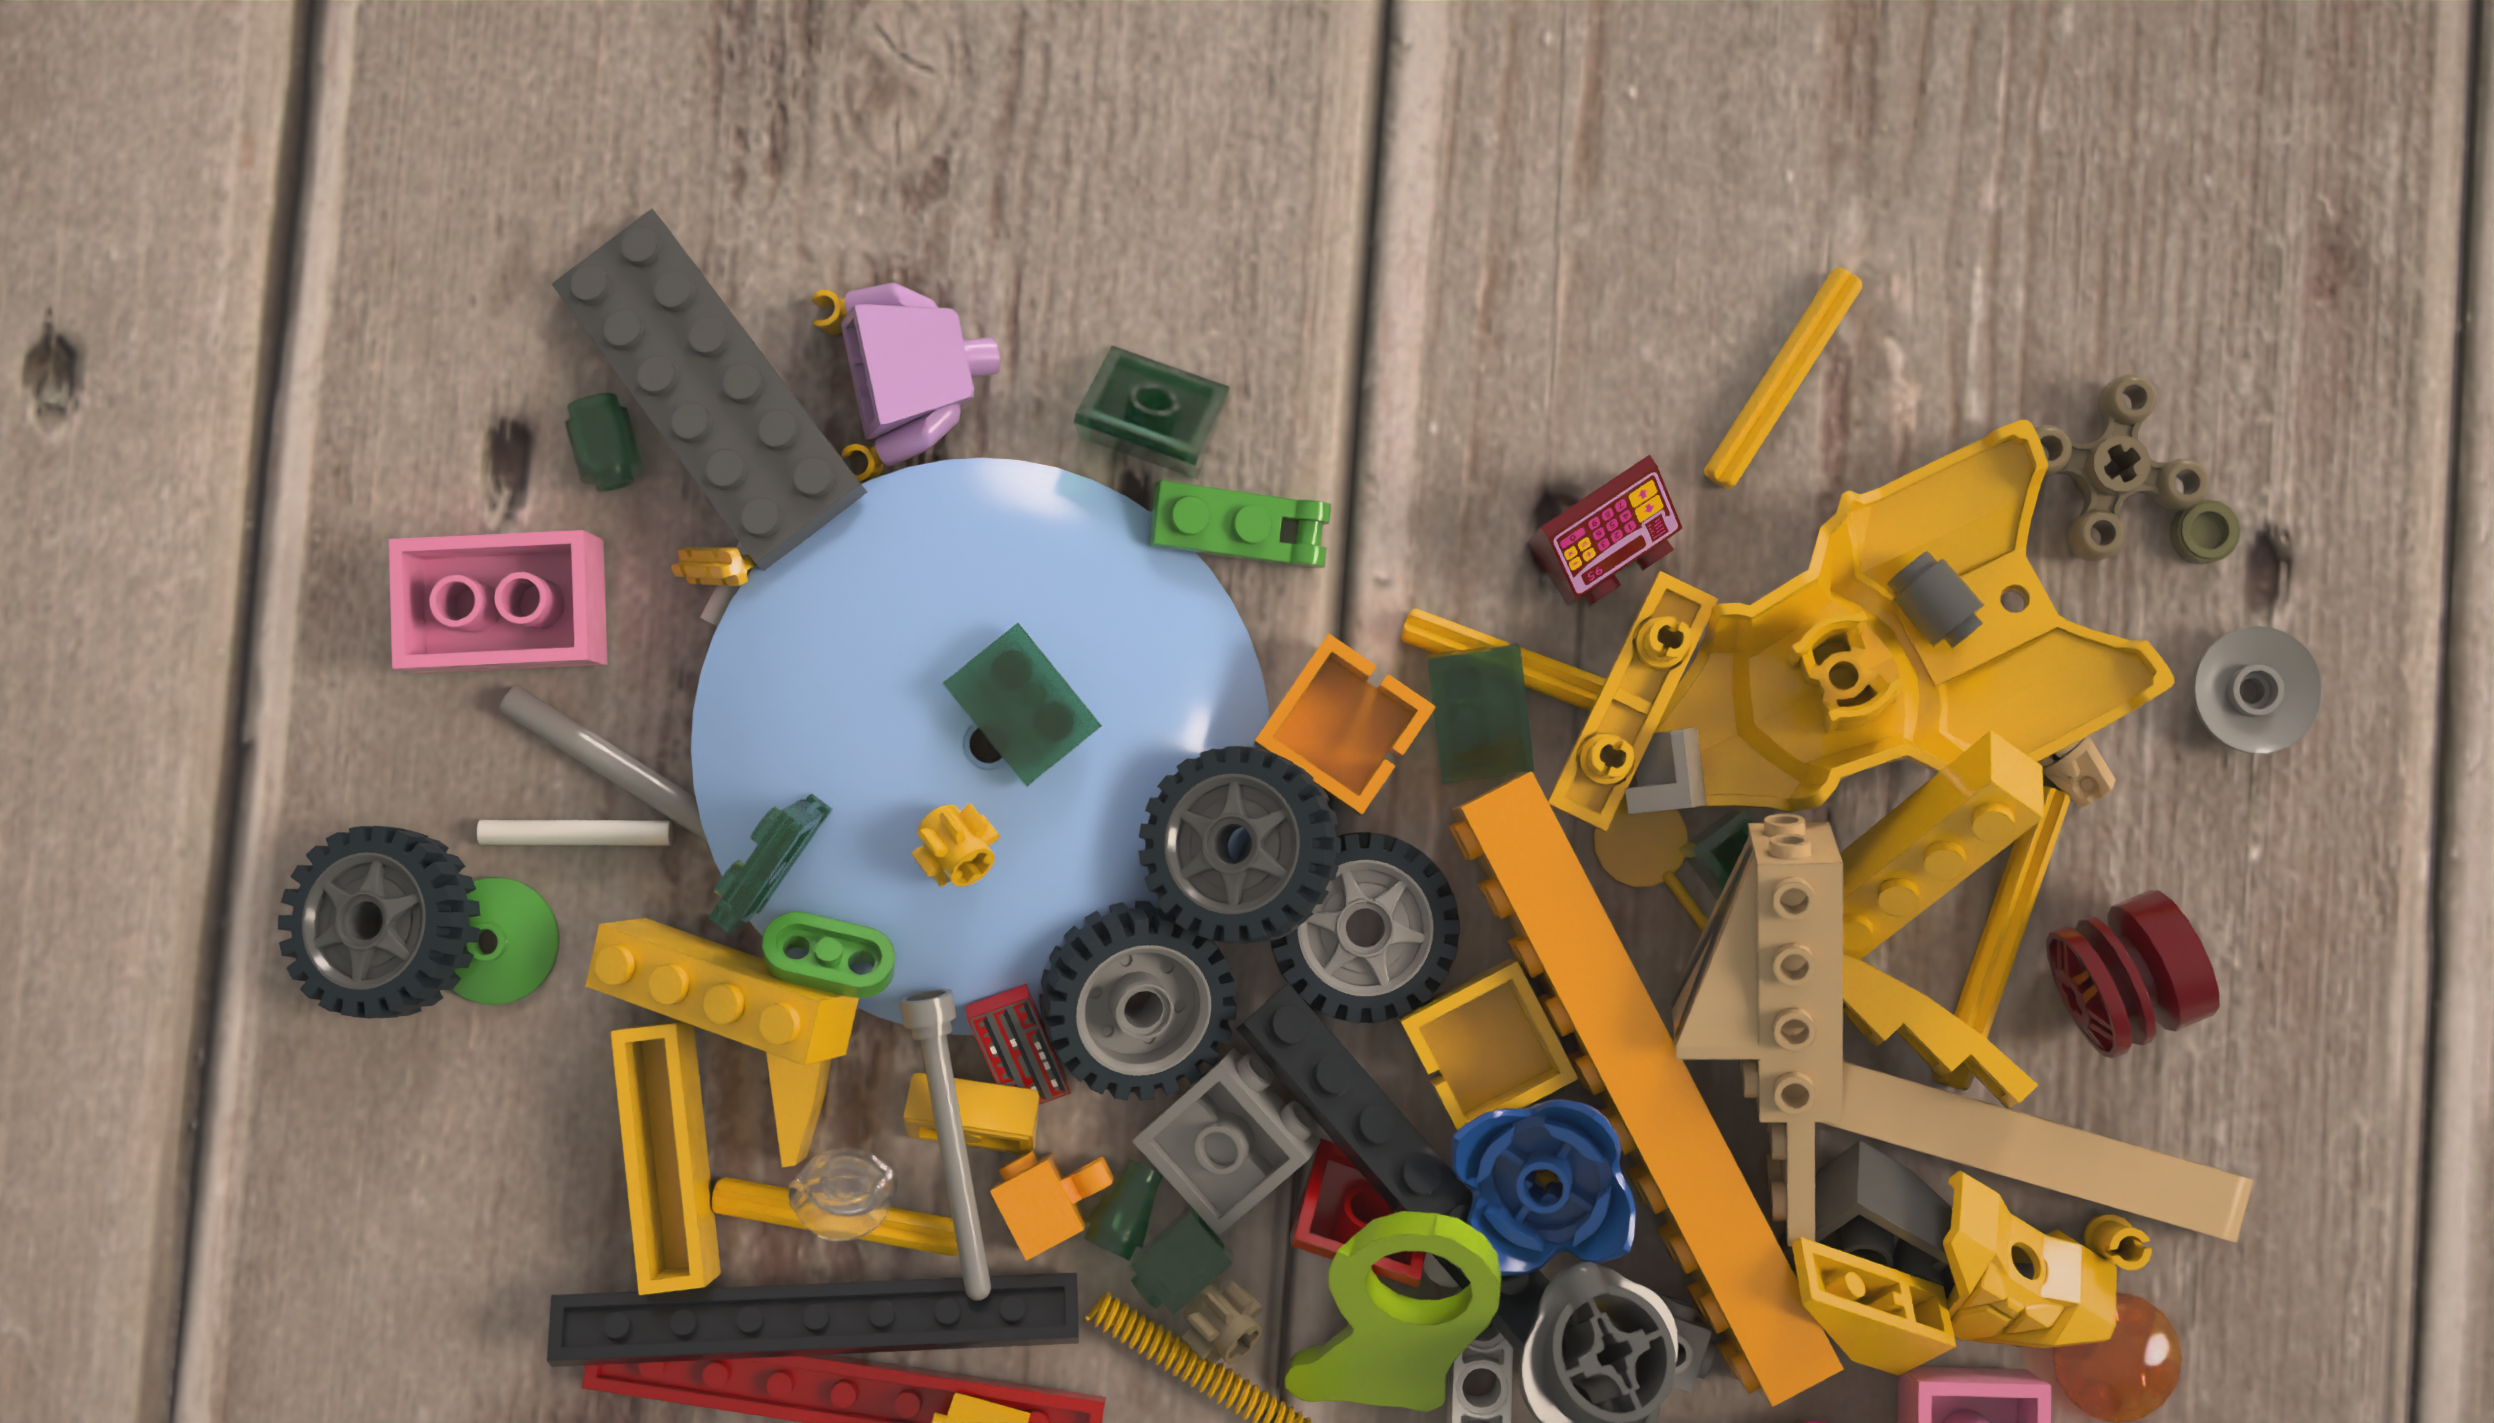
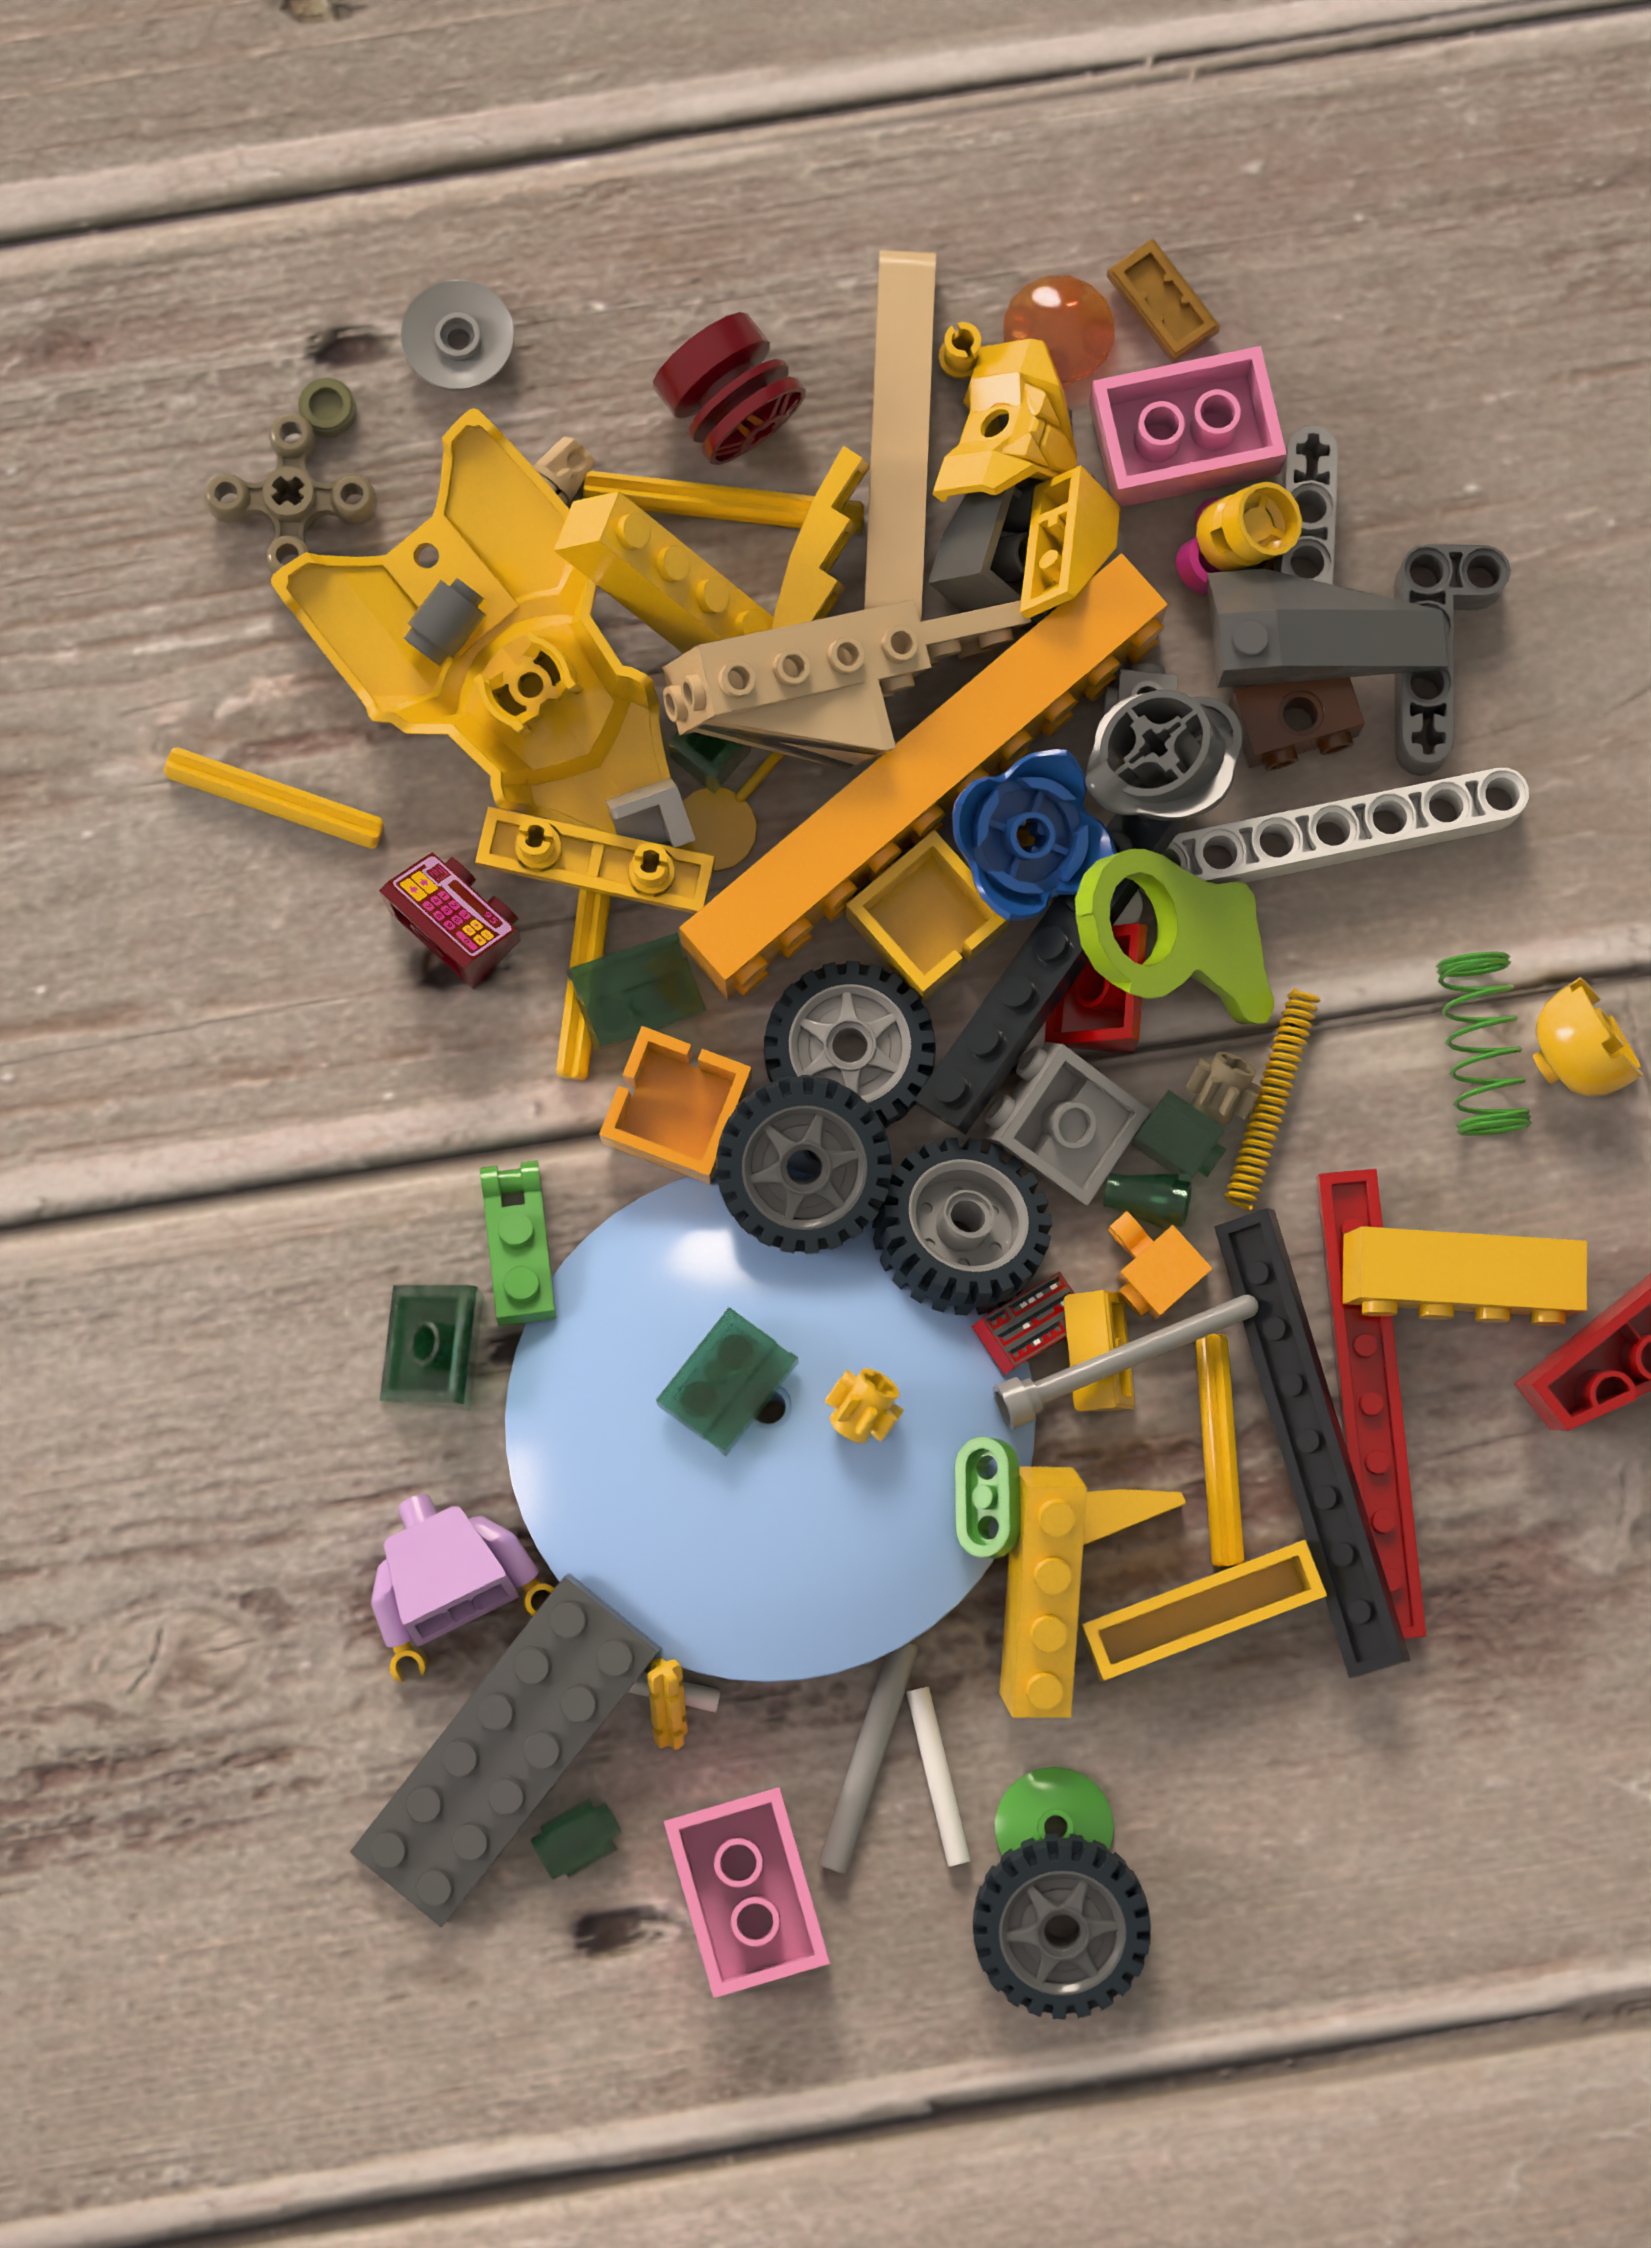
camera: 105 degrees left, 5 degrees down
(780, 842) = (897, 1556): clear green plate -> none
(843, 1193) = (1196, 1447): clear hat -> none

